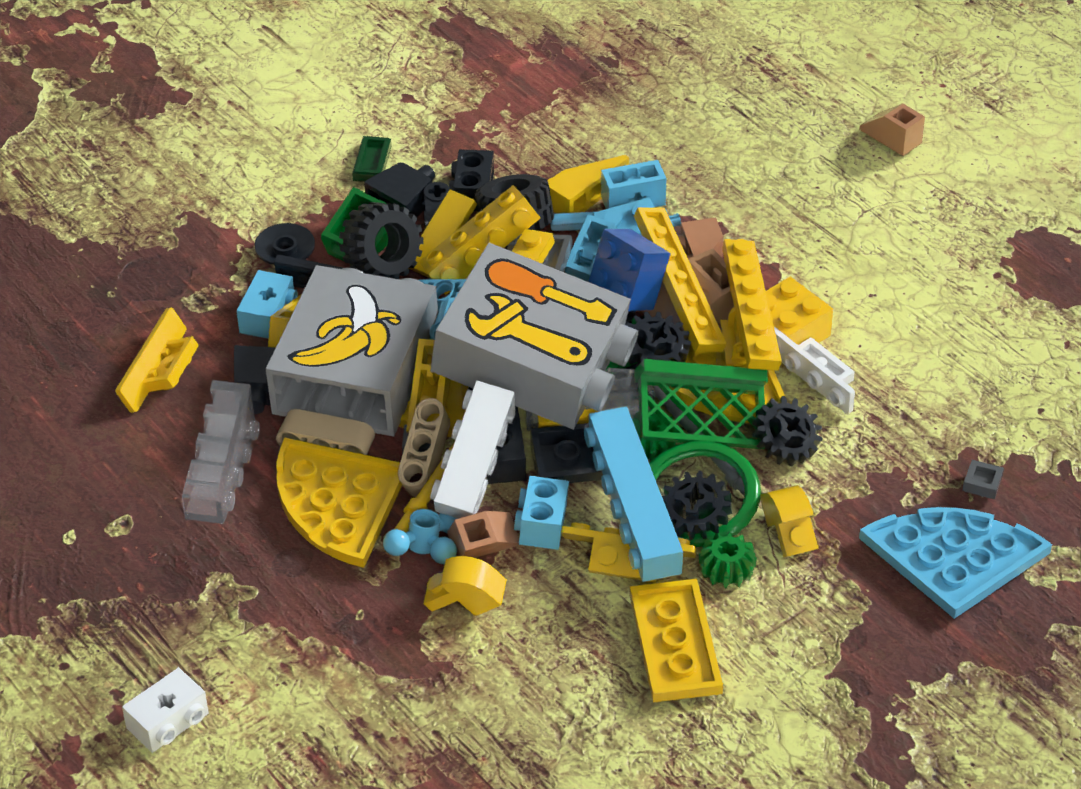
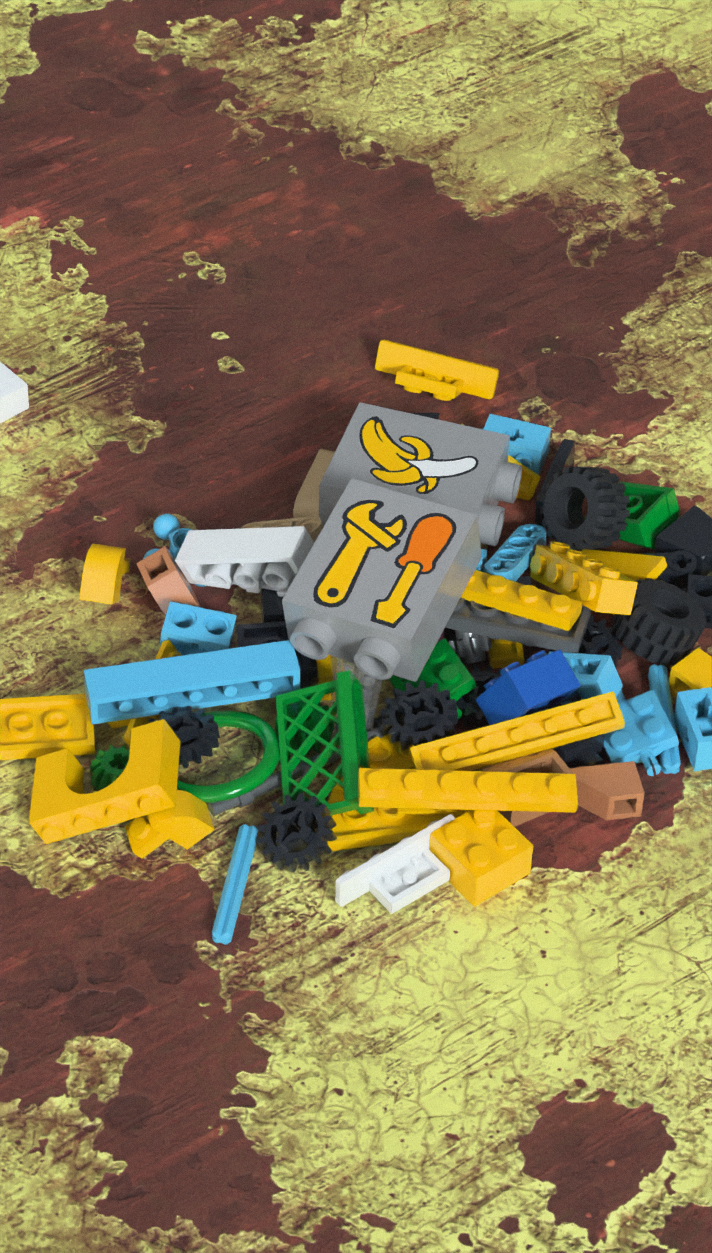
camera: 90 degrees right, 0 degrees up
(220, 453) = (293, 410): clear wedge -> none
(284, 240) = (607, 452): black dish -> none
(336, 497) = (237, 491): yellow plate -> none
(783, 505) = (142, 788): none -> yellow arch
(840, 478) = (234, 884): none -> medium azure axle
(955, 553) = (108, 967): medium azure plate -> none
(983, 479) = (217, 1007): dark grey plate -> none

